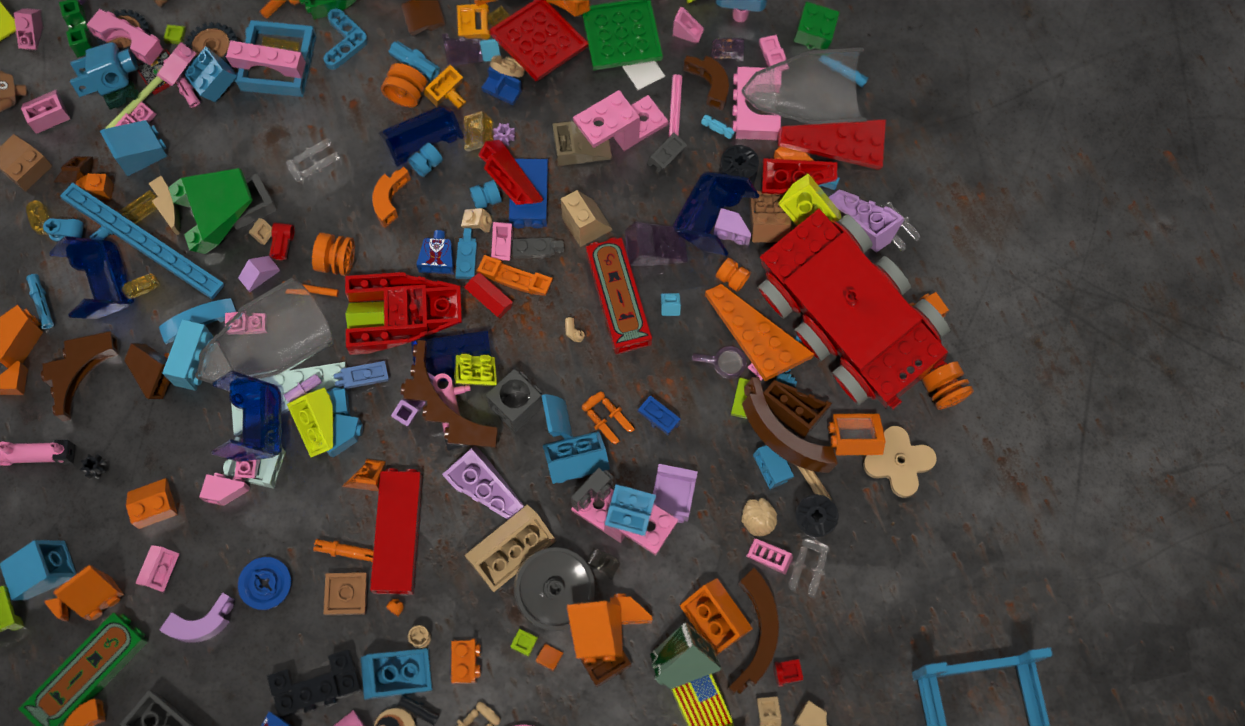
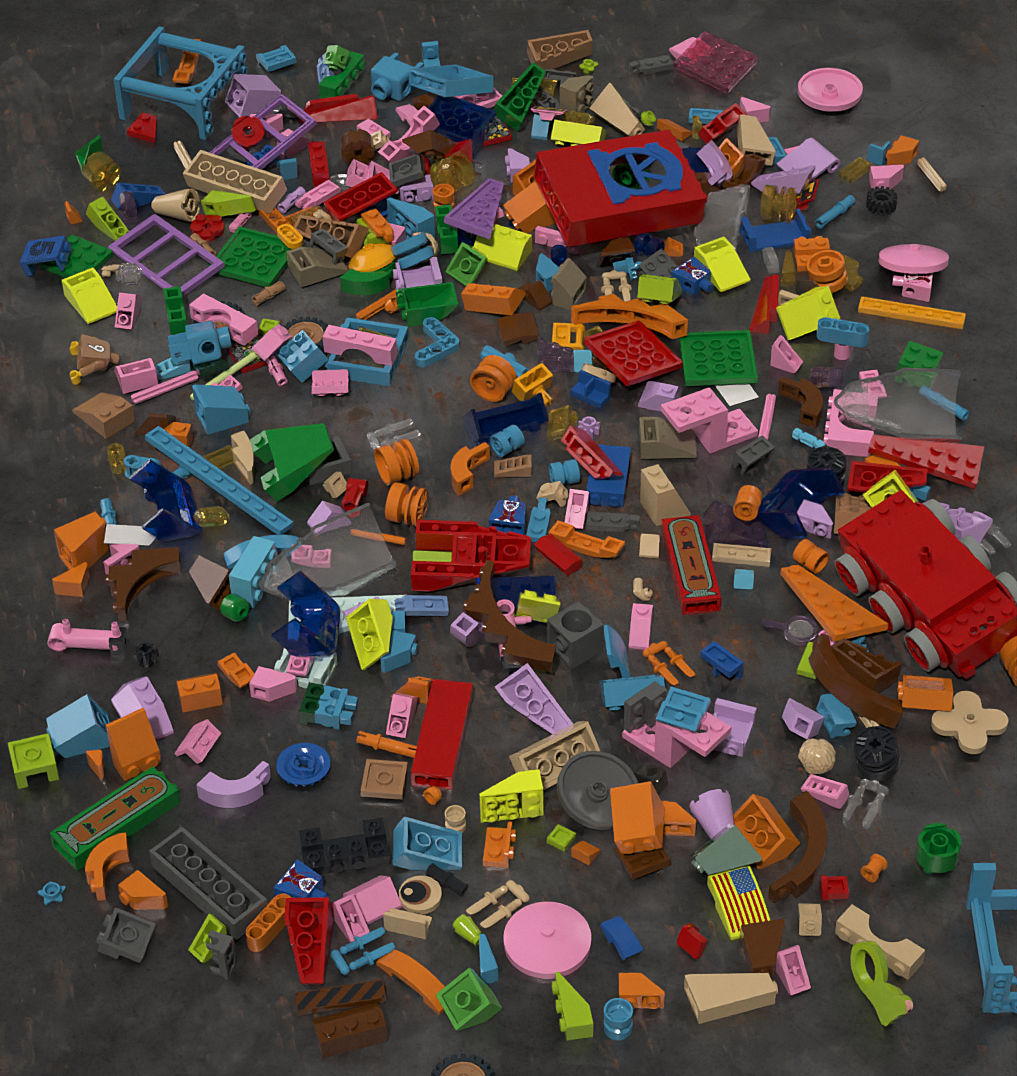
camera: 10 degrees right, 25 degrees down
(54, 322) = (127, 535): none -> white sticker
(54, 350) = (119, 555): none -> bright pink slope
(76, 122) = (164, 387): none -> bright pink axle
(82, 101) = (173, 369): none -> medium azure slope
(95, 533) = (141, 694): none -> lavender wedge
(175, 398) = (234, 607): none -> green head
(186, 474) = (235, 670): none -> orange slope
(242, 102) = (330, 382): none -> bright pink bracket
(280, 511) = (327, 706): none -> dark azure hips
(318, 200) = (396, 461): none -> orange wheel
(354, 512) = (401, 714): none -> bright pink slope
(439, 182) = (520, 467): none -> medium nougat slope
(477, 607) = (513, 798): none -> neon yellow slope
(570, 86) = (657, 394): none -> lavender slope
(576, 275) = (649, 545): none -> tan slope
(577, 379) = (640, 626): none -> bright pink slope
(665, 275) = (741, 554): none -> tan tile
(668, 223) = (747, 503): none -> orange wheel
(670, 607) = (713, 811): none -> lavender cone
(740, 477) = (802, 719): none -> lavender slope
(824, 647) = (874, 867): none -> orange bush
(878, 630) = (938, 848): none -> green brick

